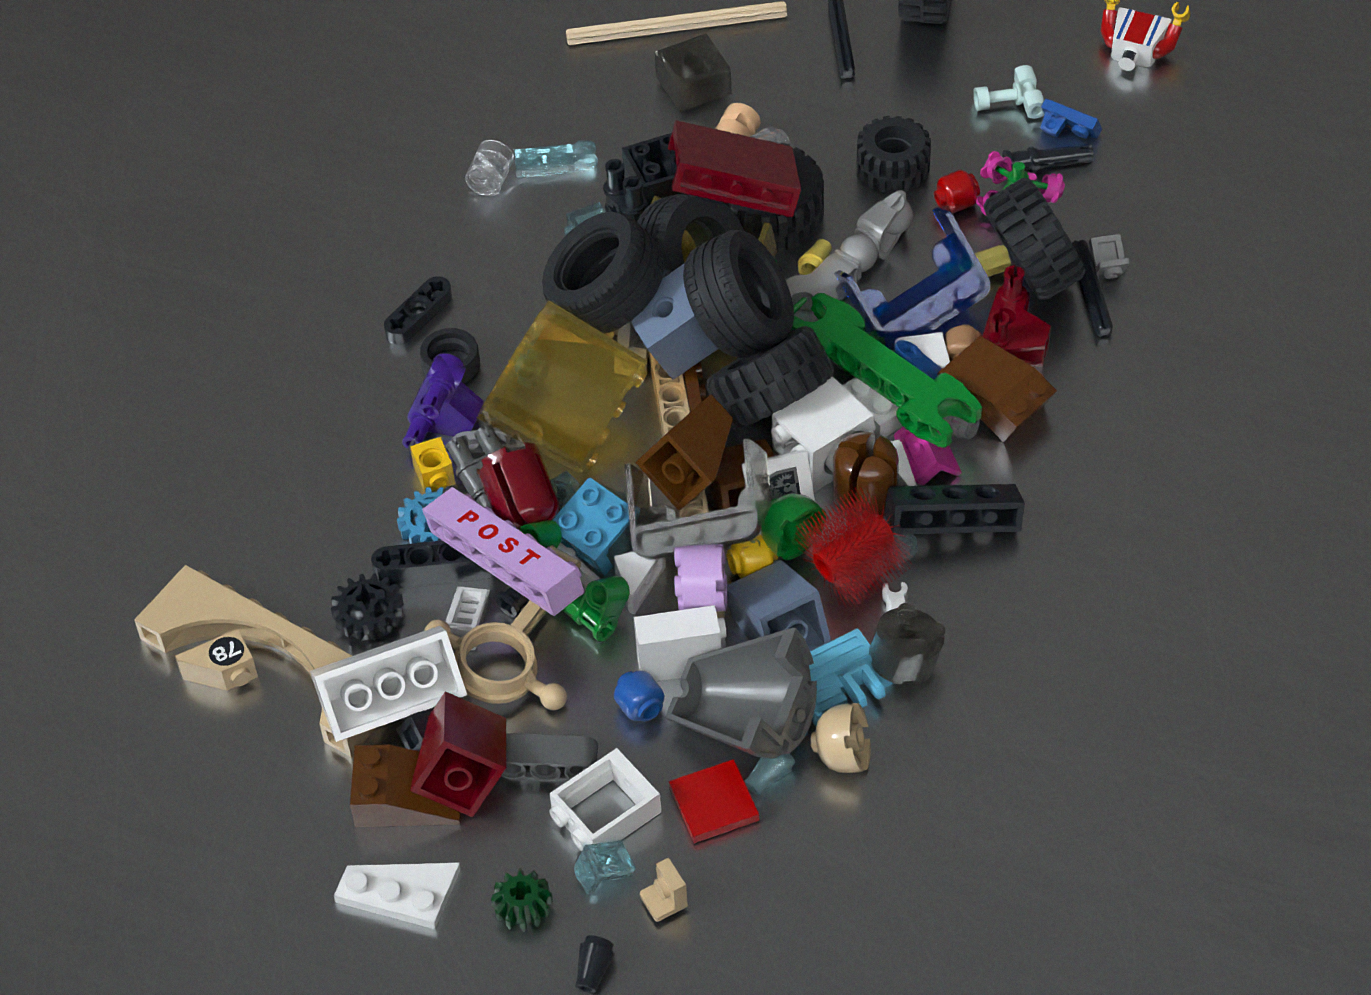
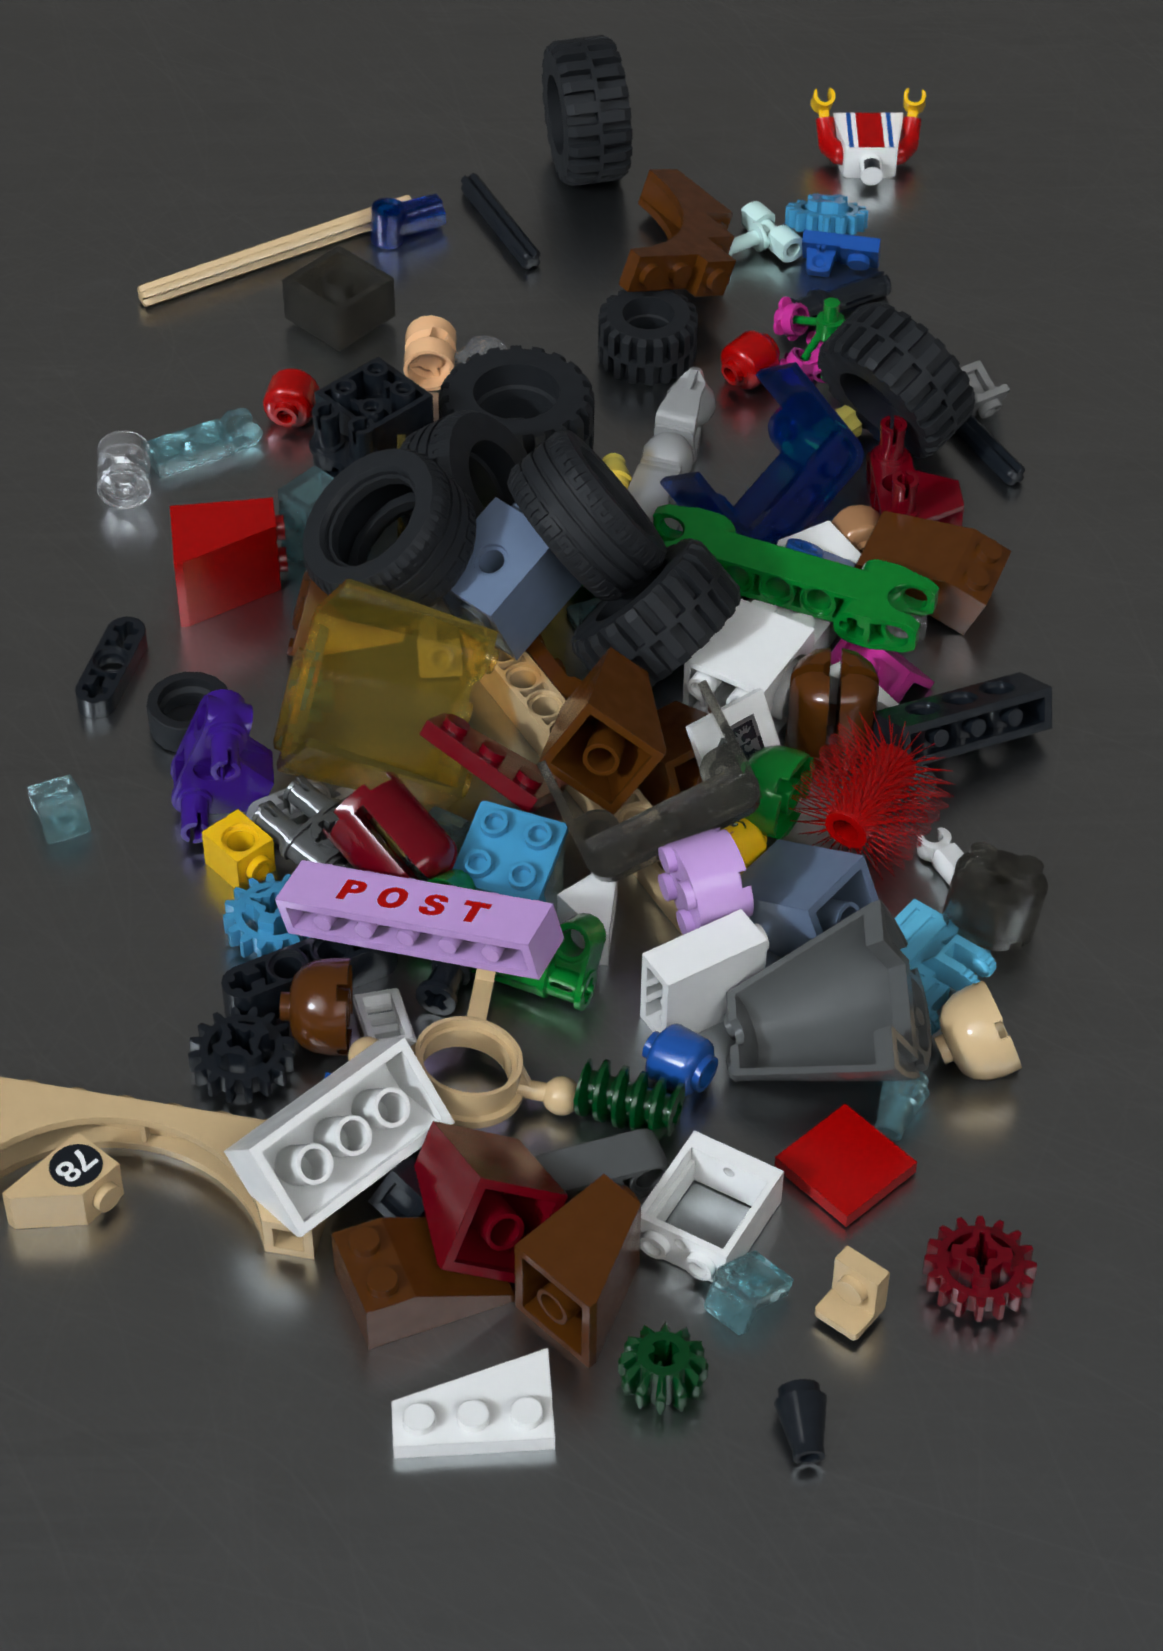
camera: 25 degrees left, 5 degrees down
(336, 402) = (60, 808): none -> clear light blue bracket
(426, 588) = (321, 1006): none -> reddish brown cylinder
(501, 816) = (580, 1267): none -> reddish brown slope
(514, 249) = (225, 555): none -> red slope
(591, 712) = (628, 1100): none -> dark green piece
(608, 443) = (490, 761): none -> dark red wing
(622, 135) = (291, 395): none -> red head
(734, 169) = (493, 375): dark red panel -> none
(763, 19) = (396, 219): none -> clear blue piece
(768, 910) = (1004, 1266): none -> dark red gear
(958, 98) = (697, 241): none -> reddish brown arch
(1073, 90) = (826, 214): none -> dark azure gear

